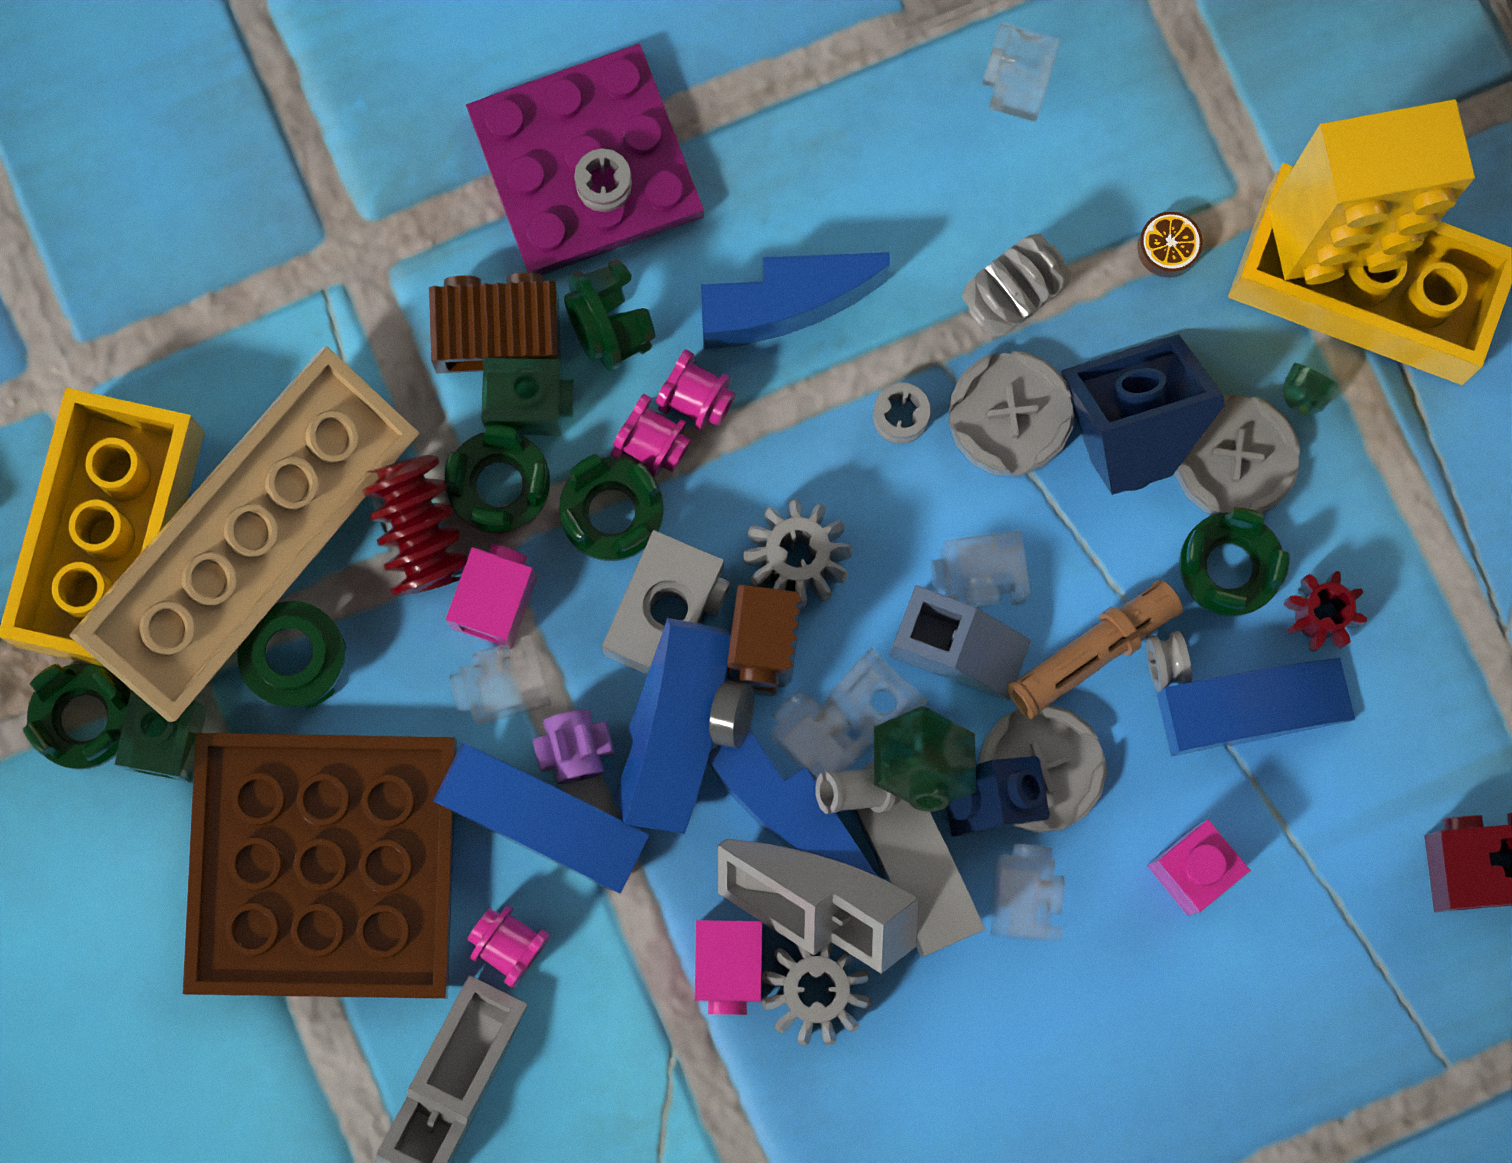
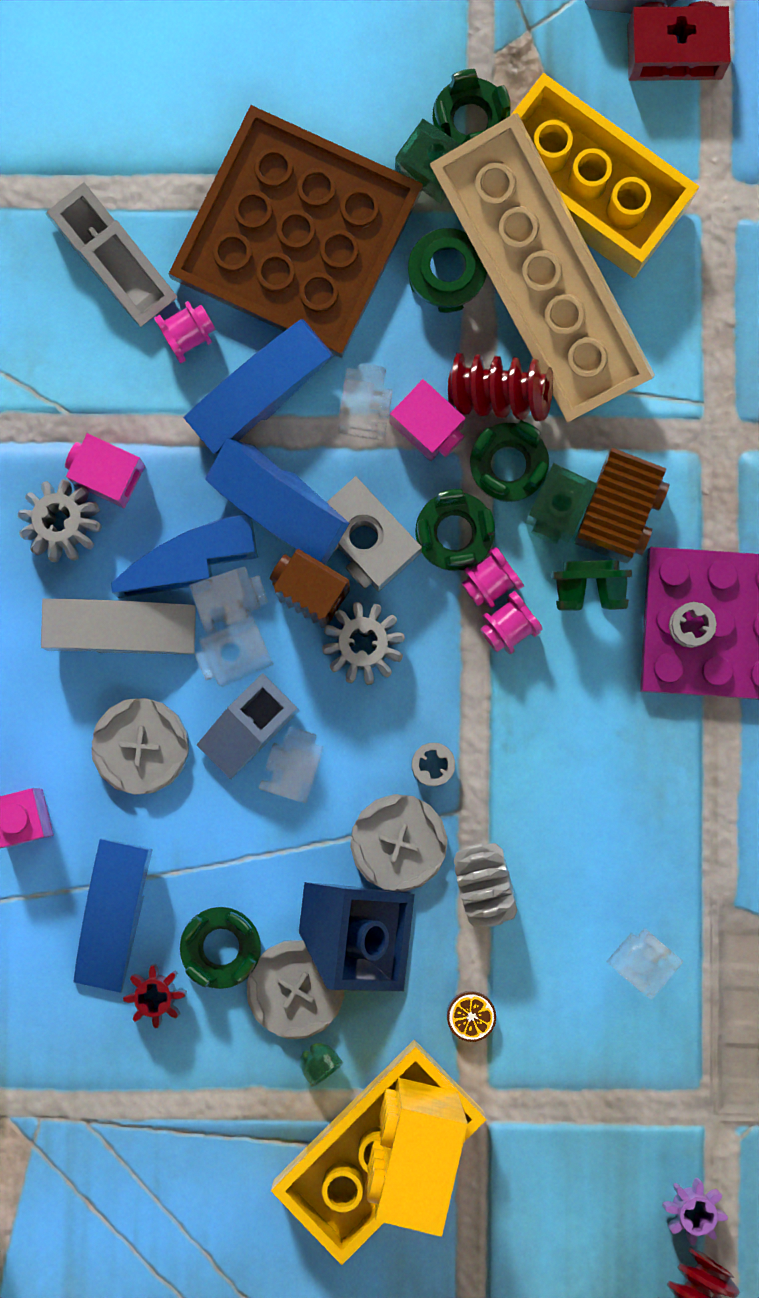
camera: 115 degrees right, 5 degrees up
(573, 746) = (298, 430): medium lavender gear -> none
(731, 714) = (264, 539): dark grey tile -> none
(790, 298) = (551, 721): blue slope -> none
(819, 901) = (112, 545): light grey slope -> none
(852, 791) = (174, 619): light grey pin -> none
(924, 759) = (173, 658): clear green brick -> none
(1005, 795) = (132, 702): dark blue bracket -> none
(1027, 895) = (56, 692): clear brick -> none
(1115, 634) = (205, 831): medium nougat pin -> none
(1168, 660) = (170, 868): light grey bush -> none

